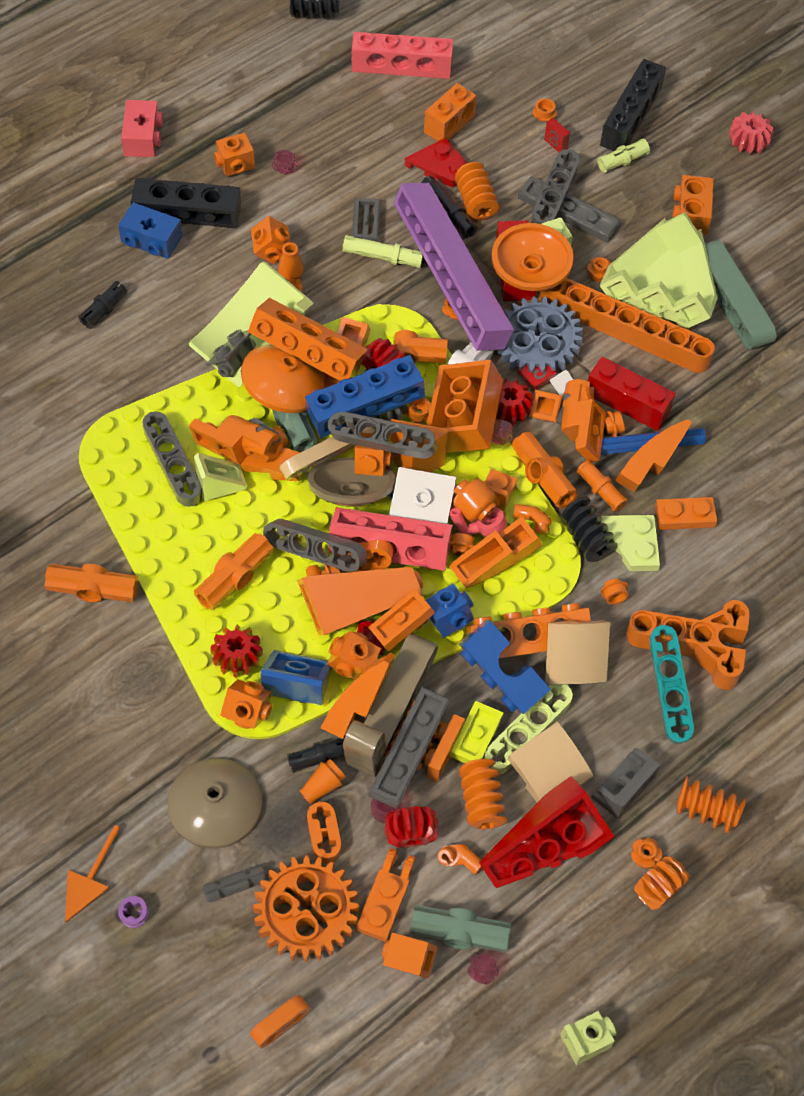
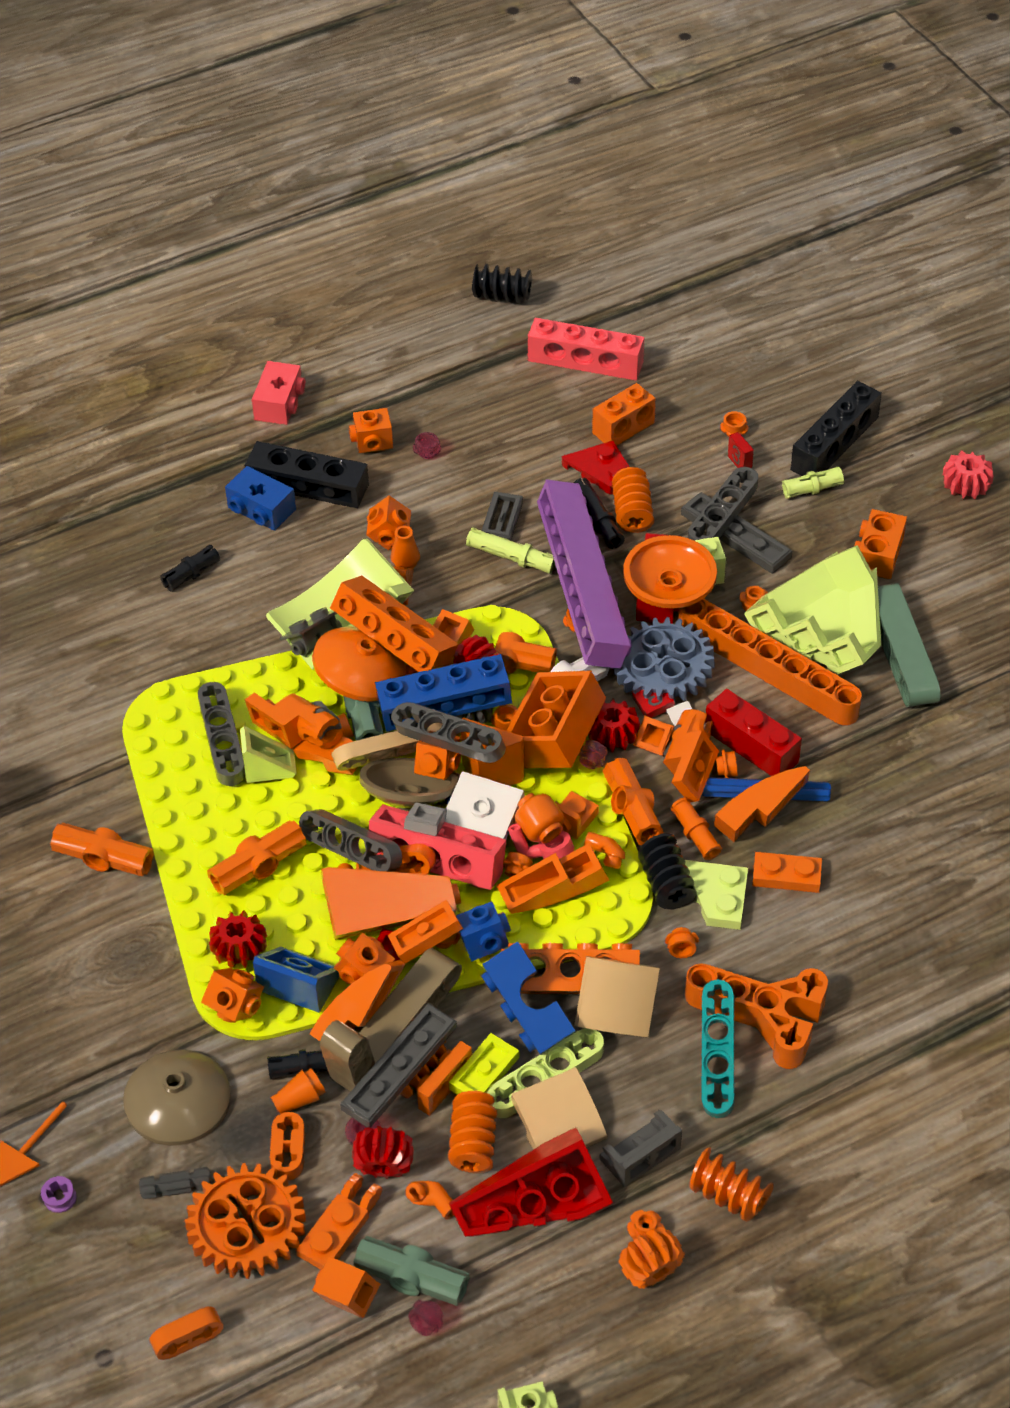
camera: 15 degrees right, 10 degrees down
(378, 517) = (425, 819): none -> light grey tile

